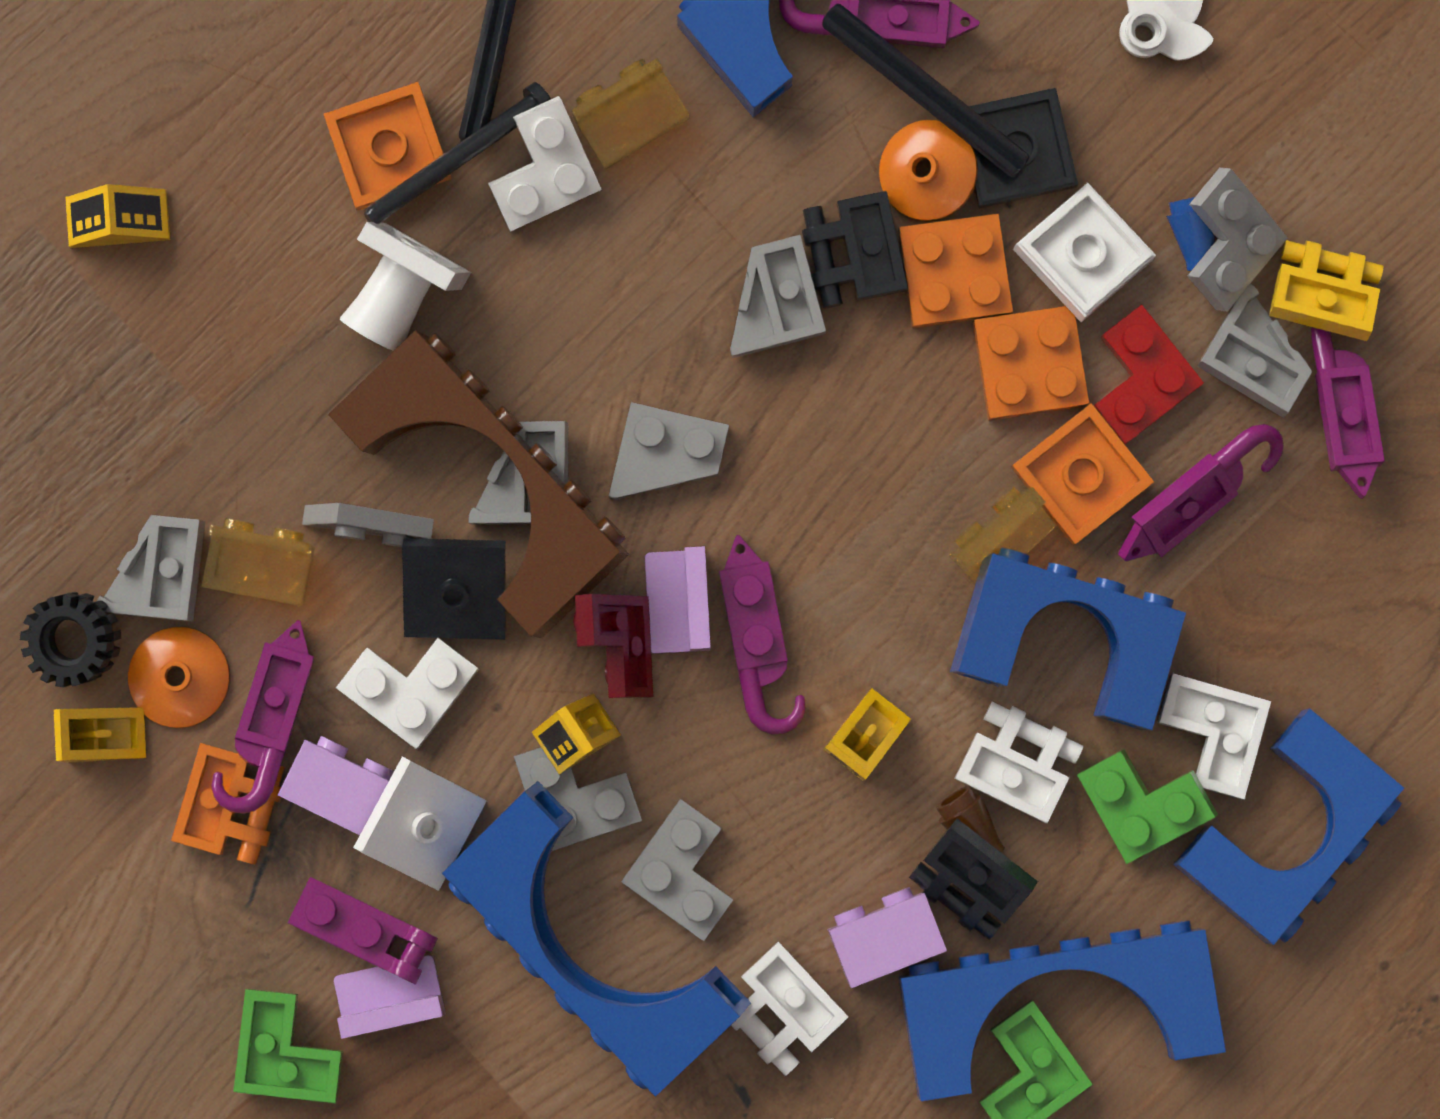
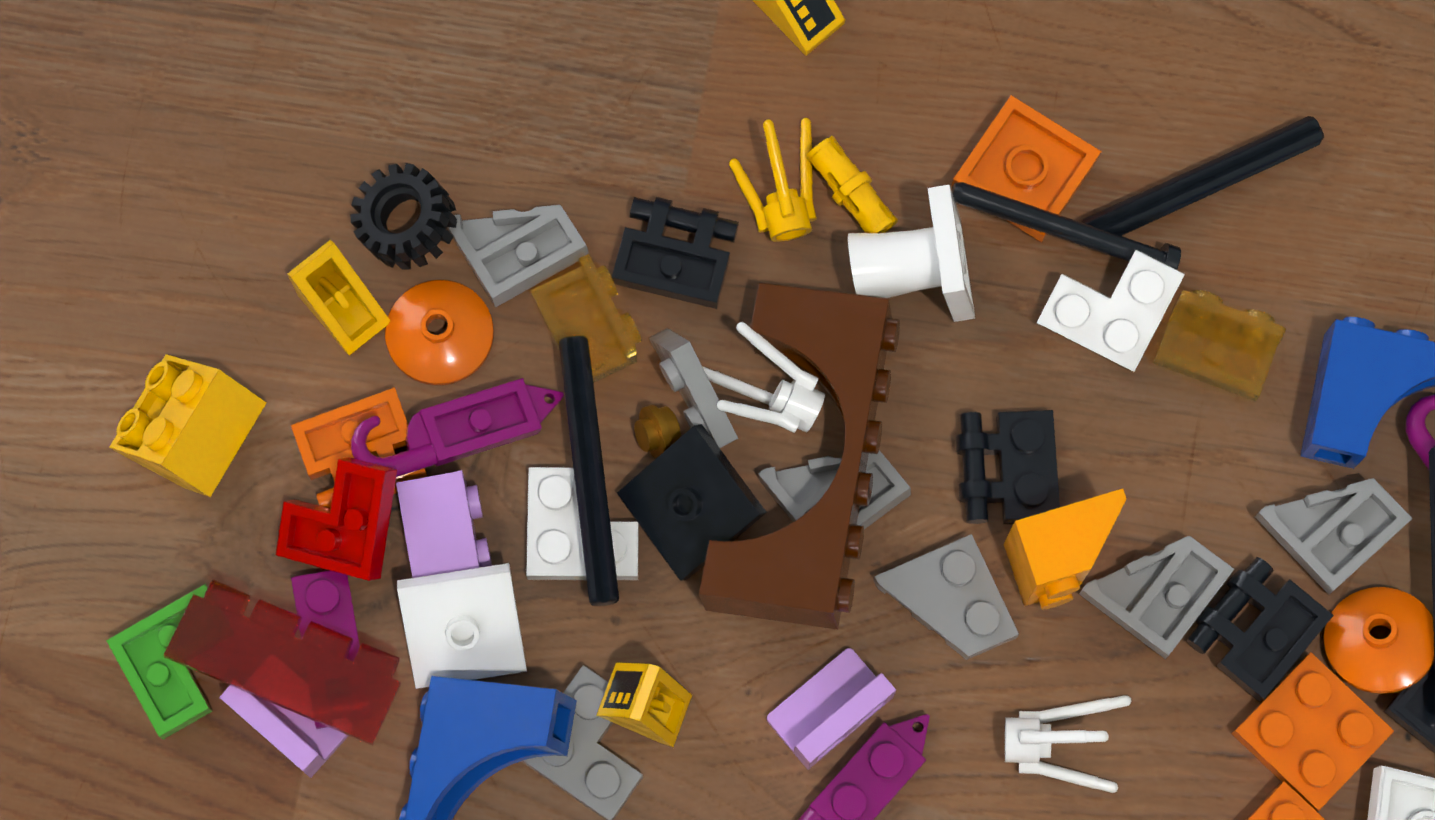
camera: 55 degrees right, 10 degrees down
(110, 916) = (188, 423): none -> yellow slope
(260, 468) = (670, 265): none -> black plate
(284, 350) = (786, 213): none -> yellow plant
(288, 857) = (352, 532): none -> red plate
(303, 287) = (851, 187): none -> yellow pin
(347, 982) = (273, 664): none -> clear red windscreen
(374, 646) = (588, 471): none -> black axle
(380, 572) = (656, 429): none -> pearl gold plate
(438, 457) = (792, 404): none -> white plant
(610, 322) = (1025, 460): none -> black plate
(624, 629) = (767, 677): dark red plate -> none
(694, 348) = (1059, 547): none -> light orange slope
(810, 476) = (1030, 740): none -> white plant
(826, 137) = (1335, 529): none -> light grey wing

